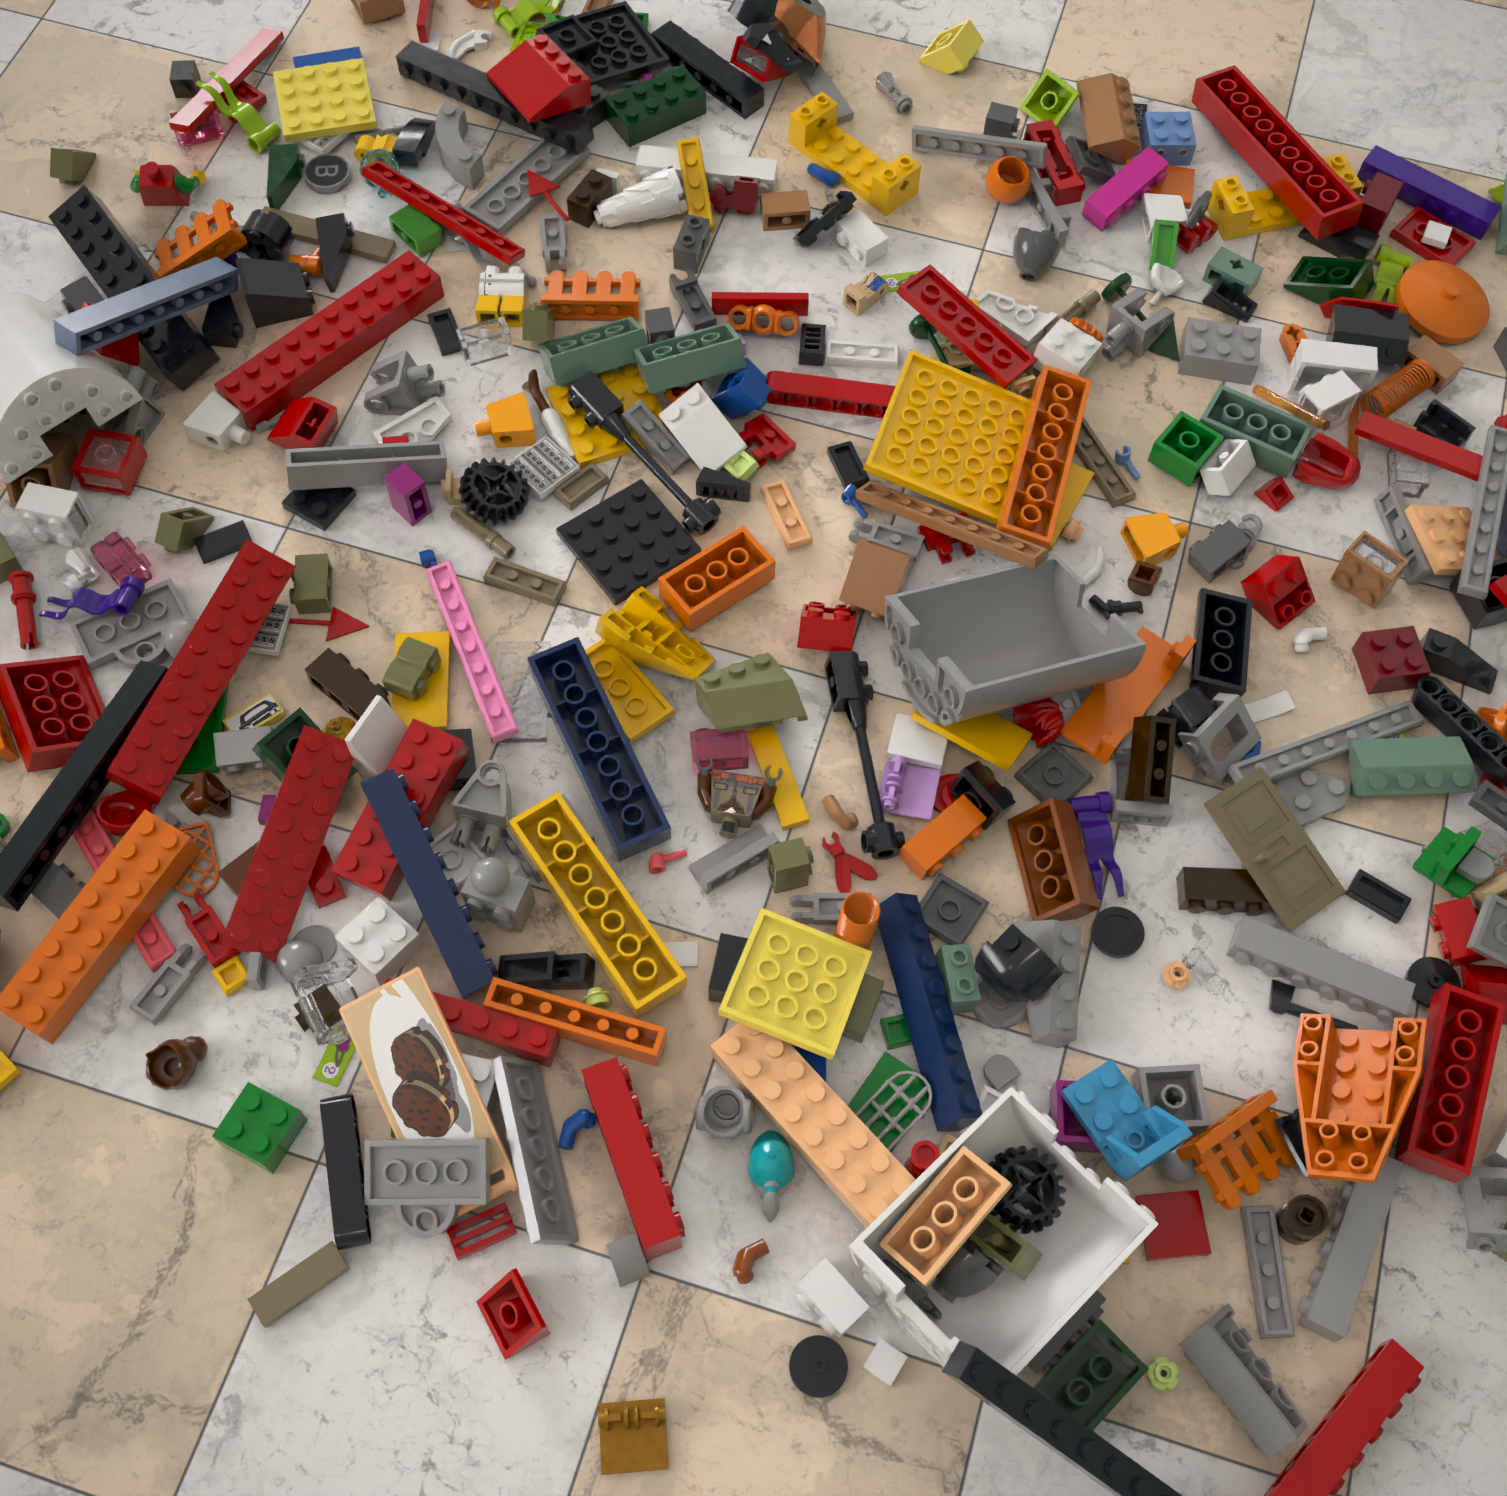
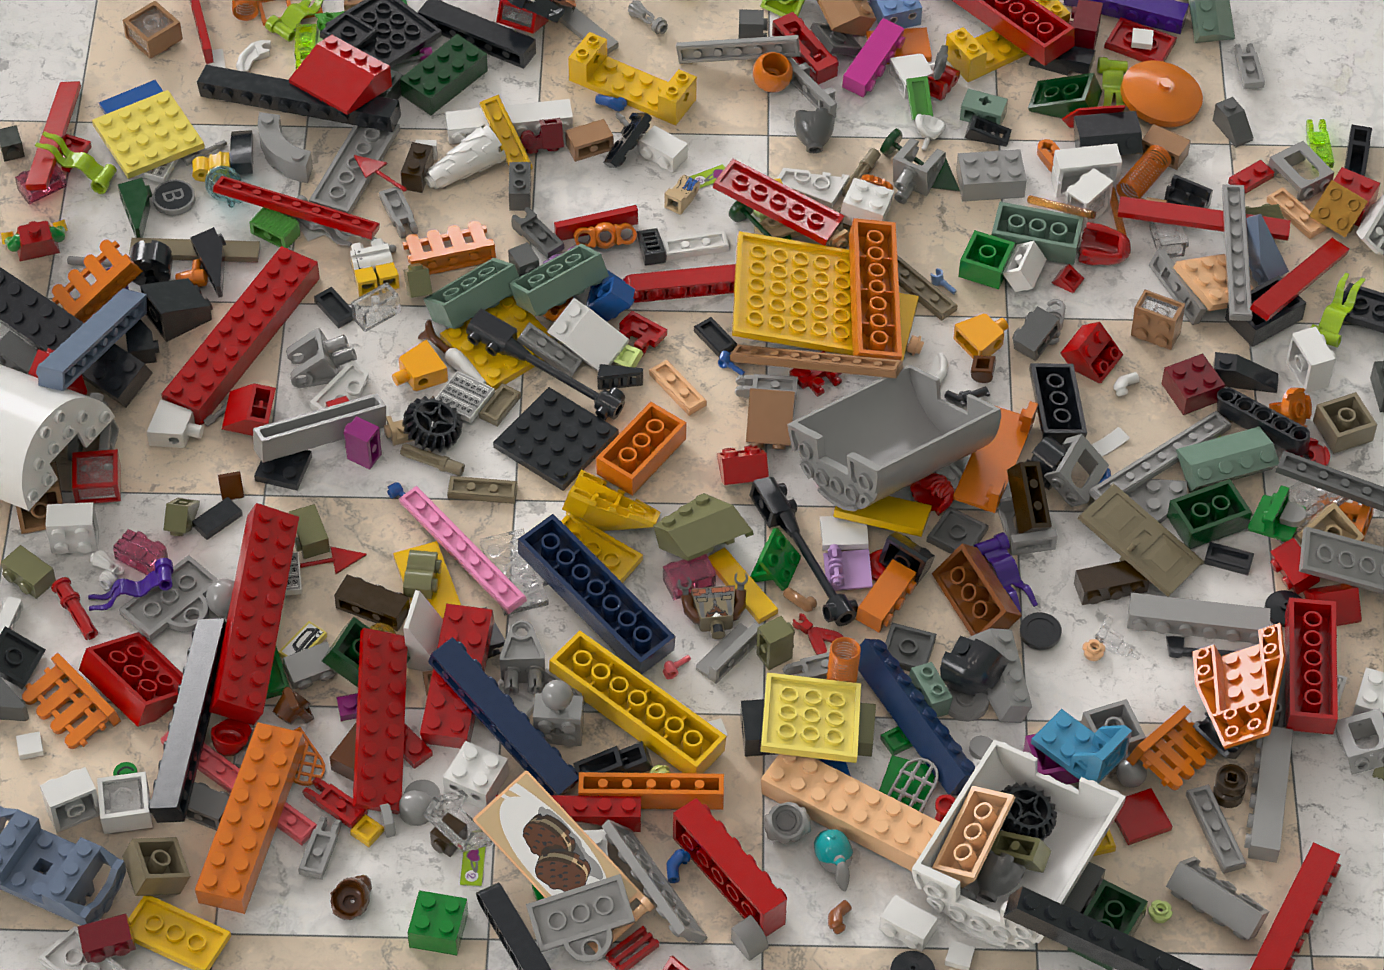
camera: 15 degrees left, 10 degrees down
(251, 508) = (231, 485): none -> reddish brown slope
(827, 758) = (776, 561): none -> green bracket
(1369, 834) = (1209, 514): none -> dark green brick

